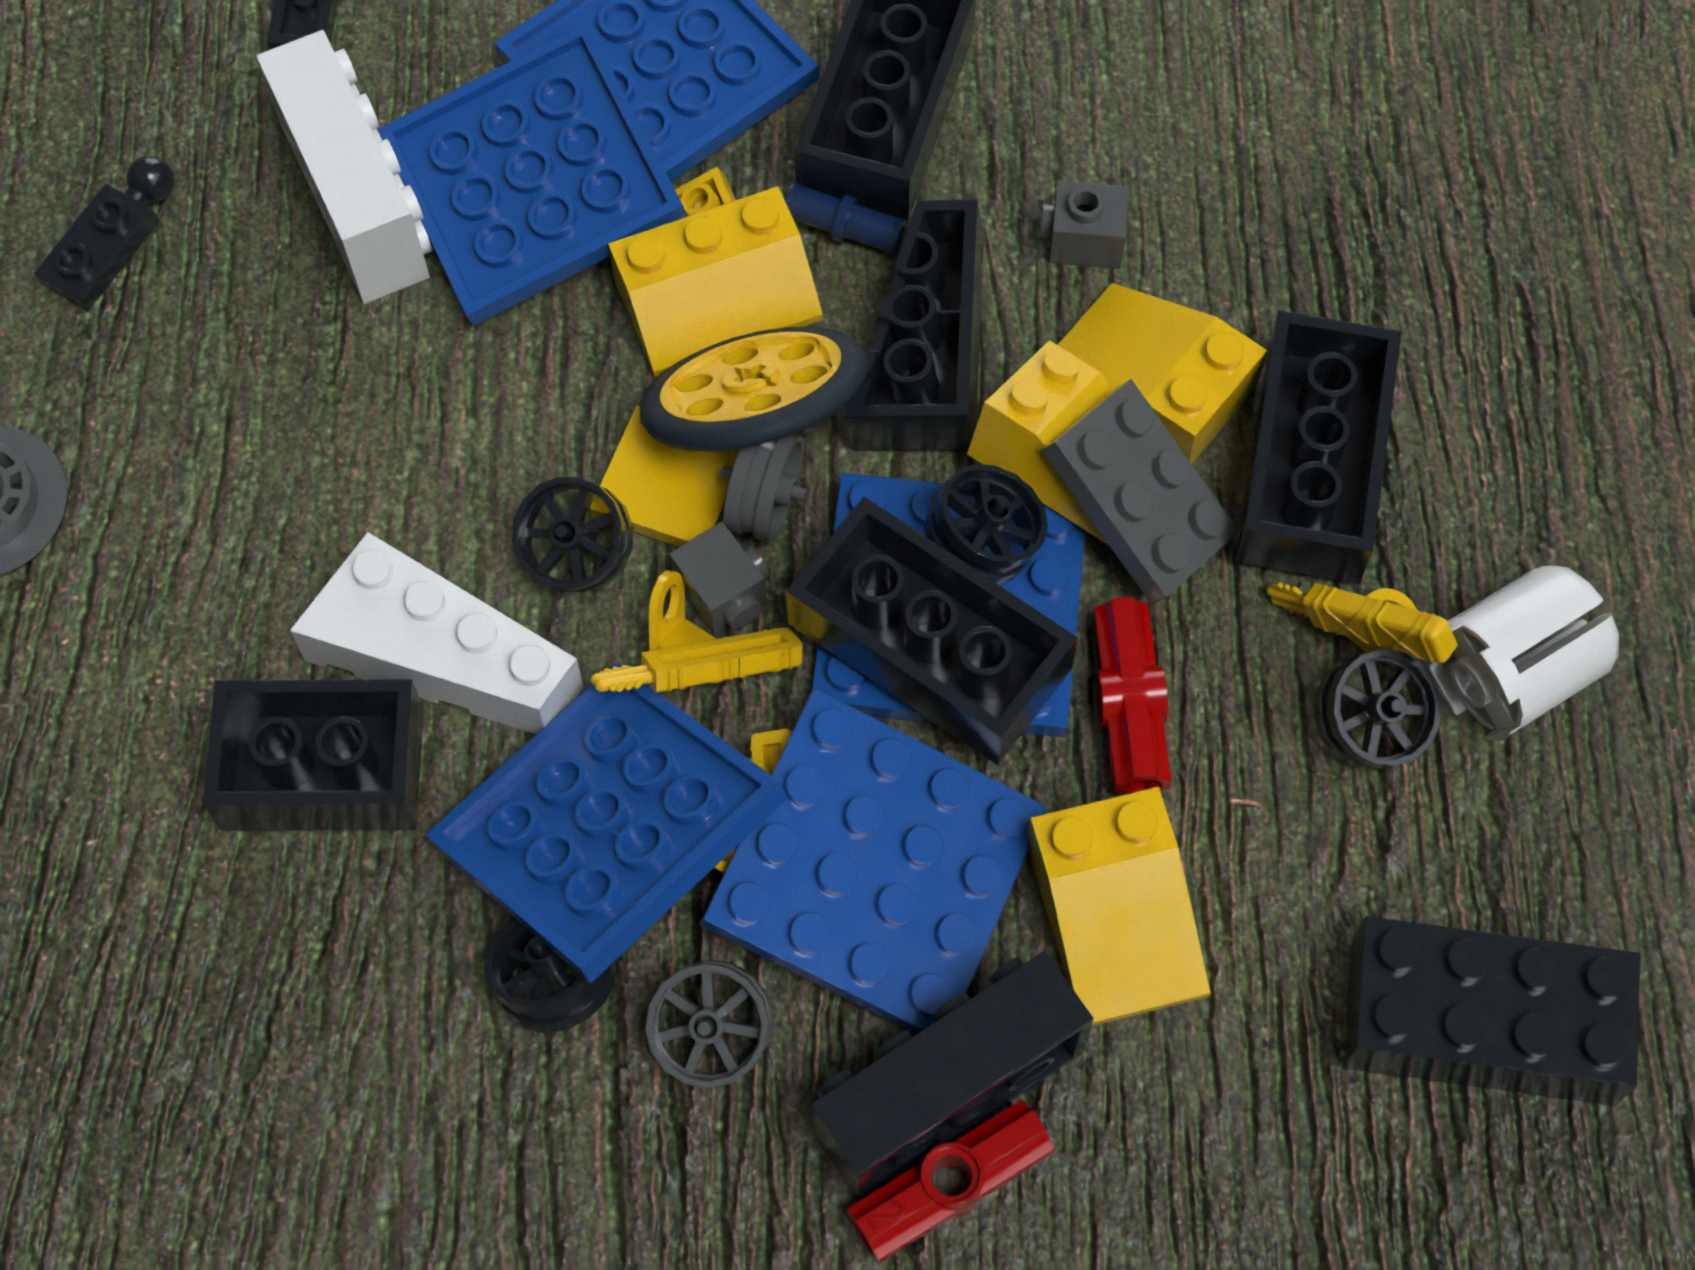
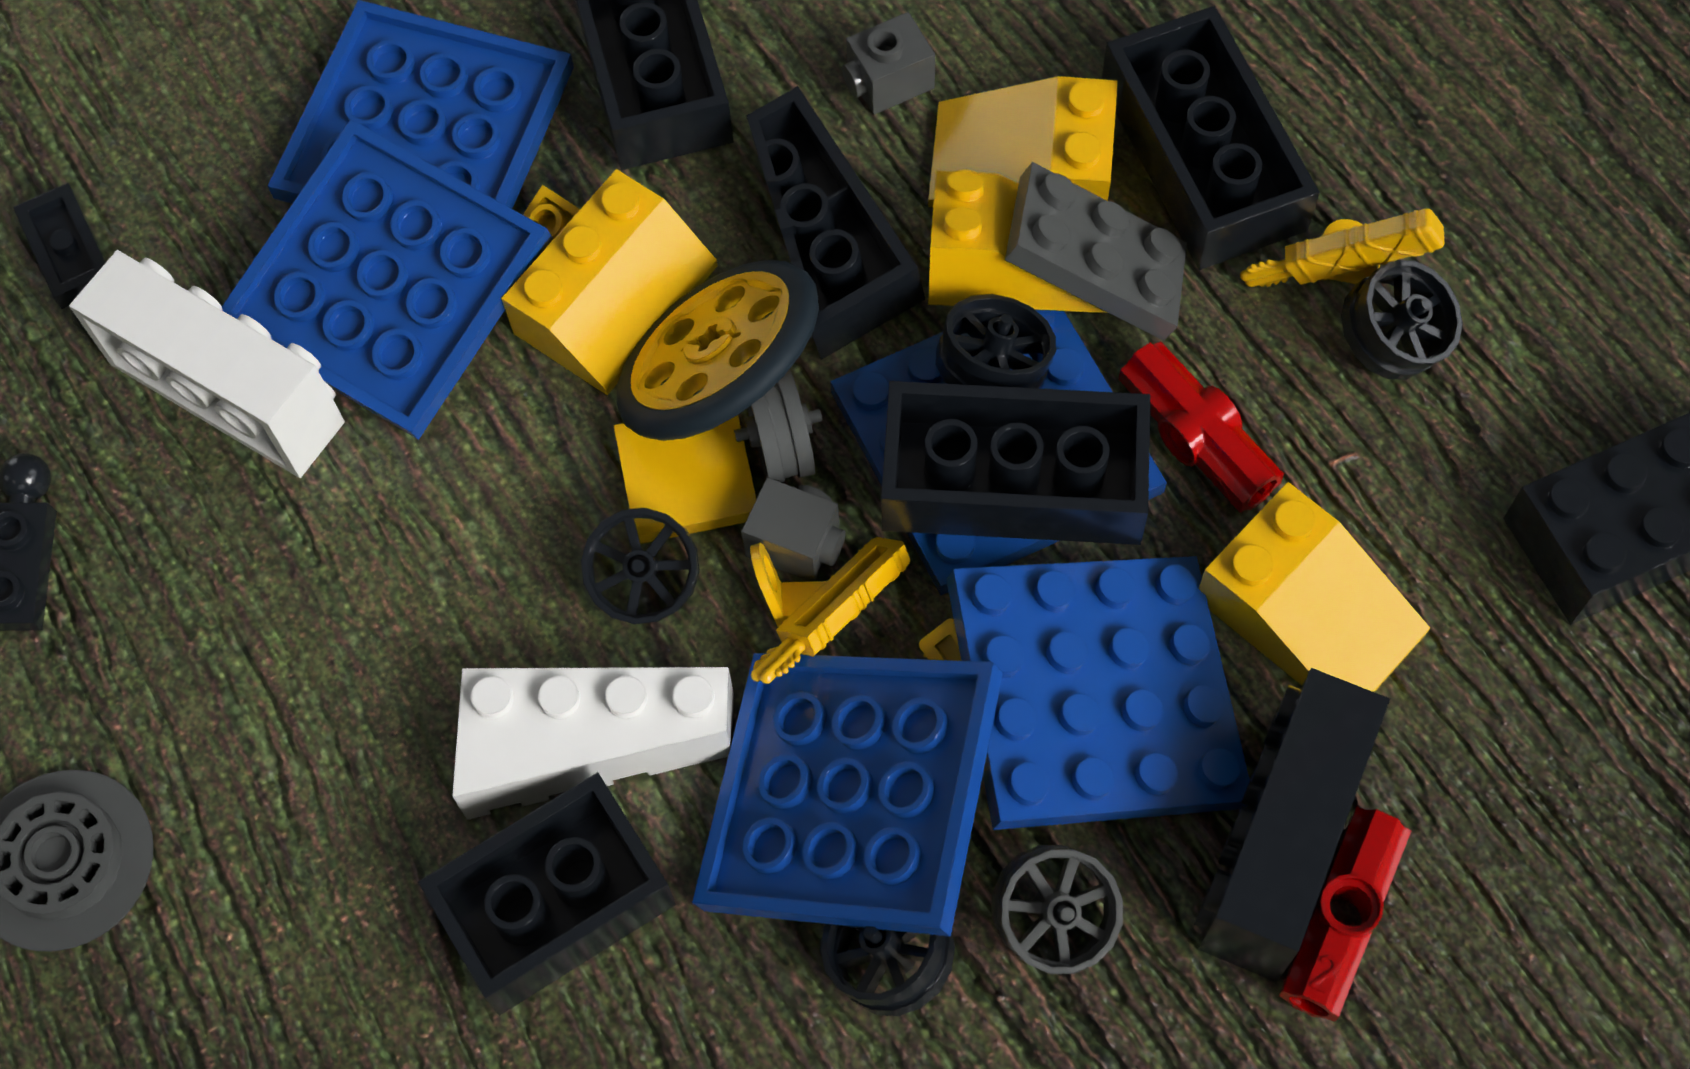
camera: 30 degrees left, 0 degrees up
(845, 218) = (686, 168): dark blue pin -> none
(1523, 654) = (1491, 200): white cylinder -> none

